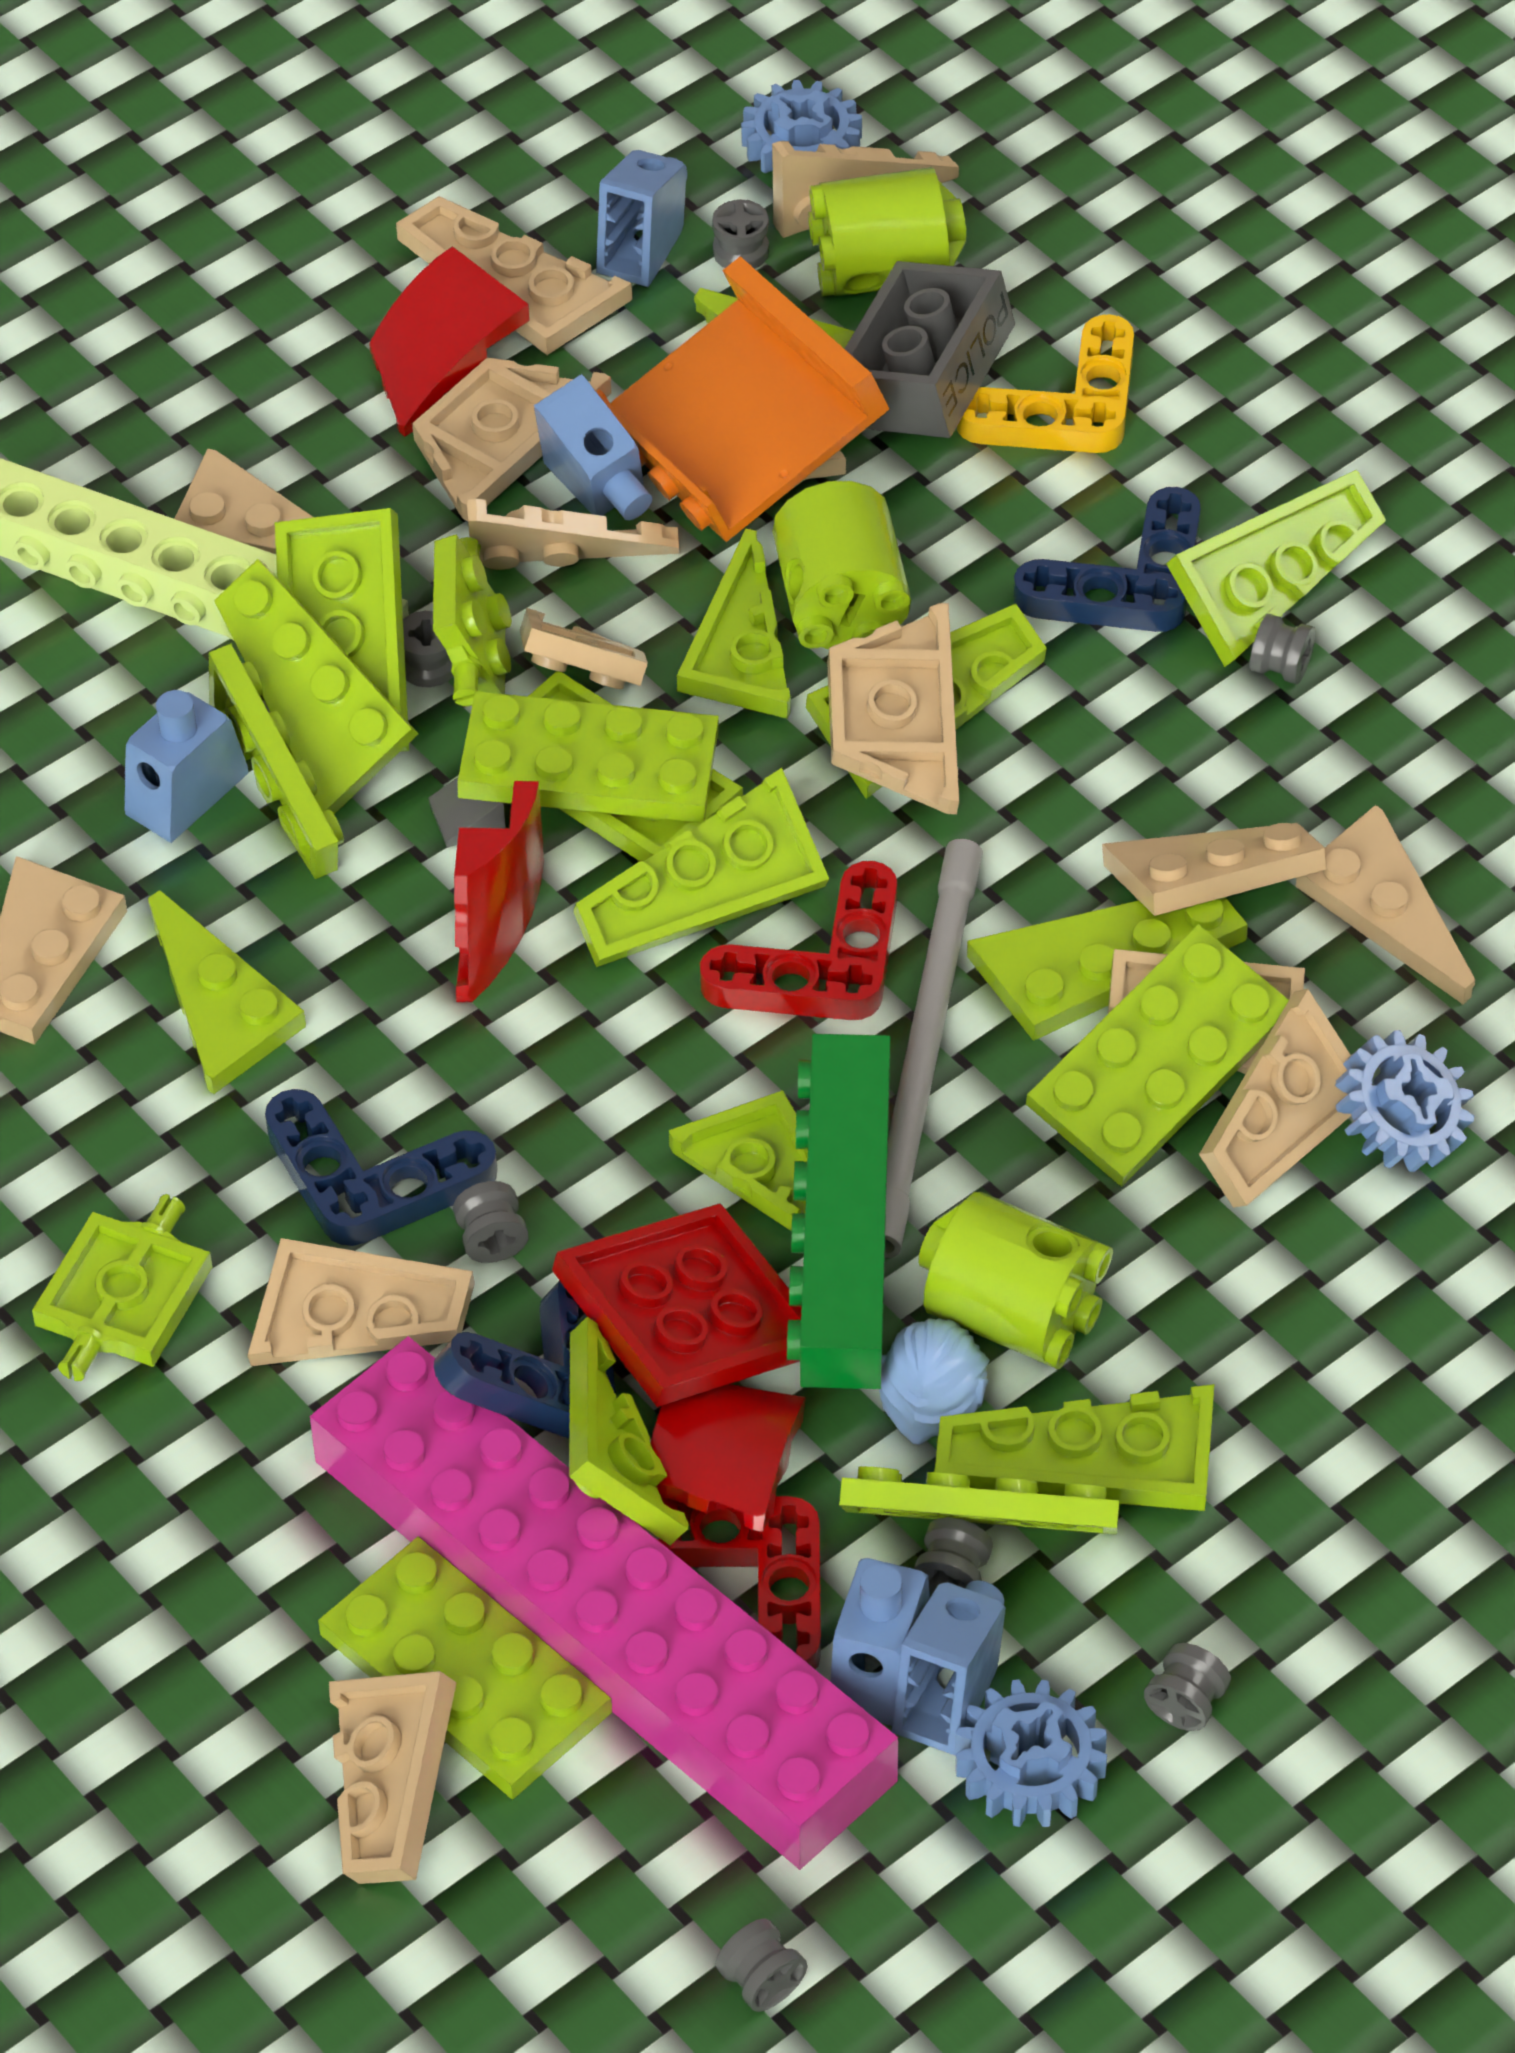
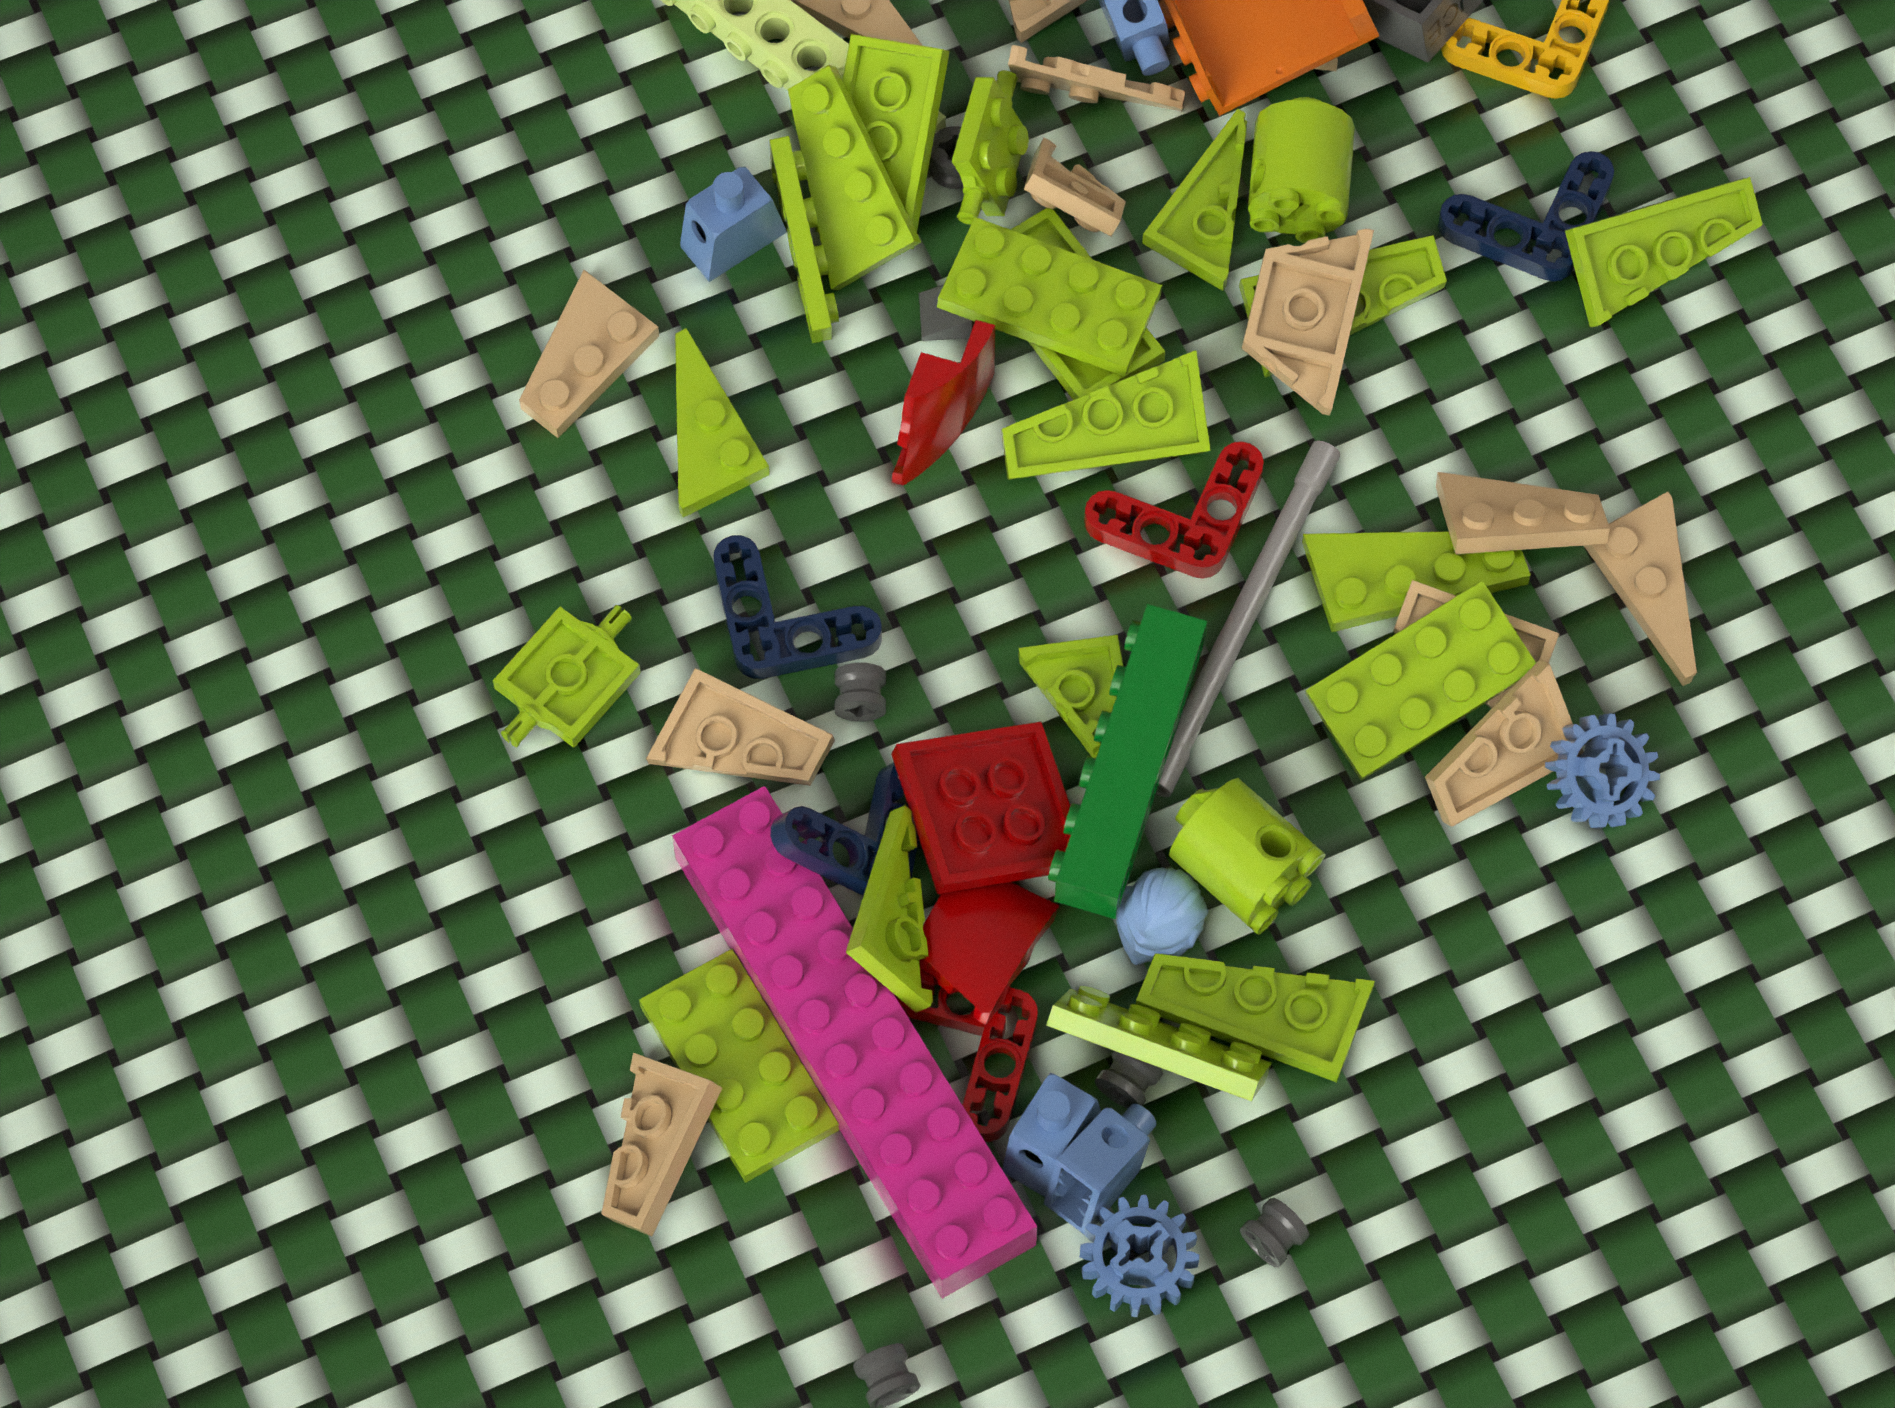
camera: 15 degrees right, 15 degrees up
(1282, 648) = (1638, 328): dark grey wheel -> none

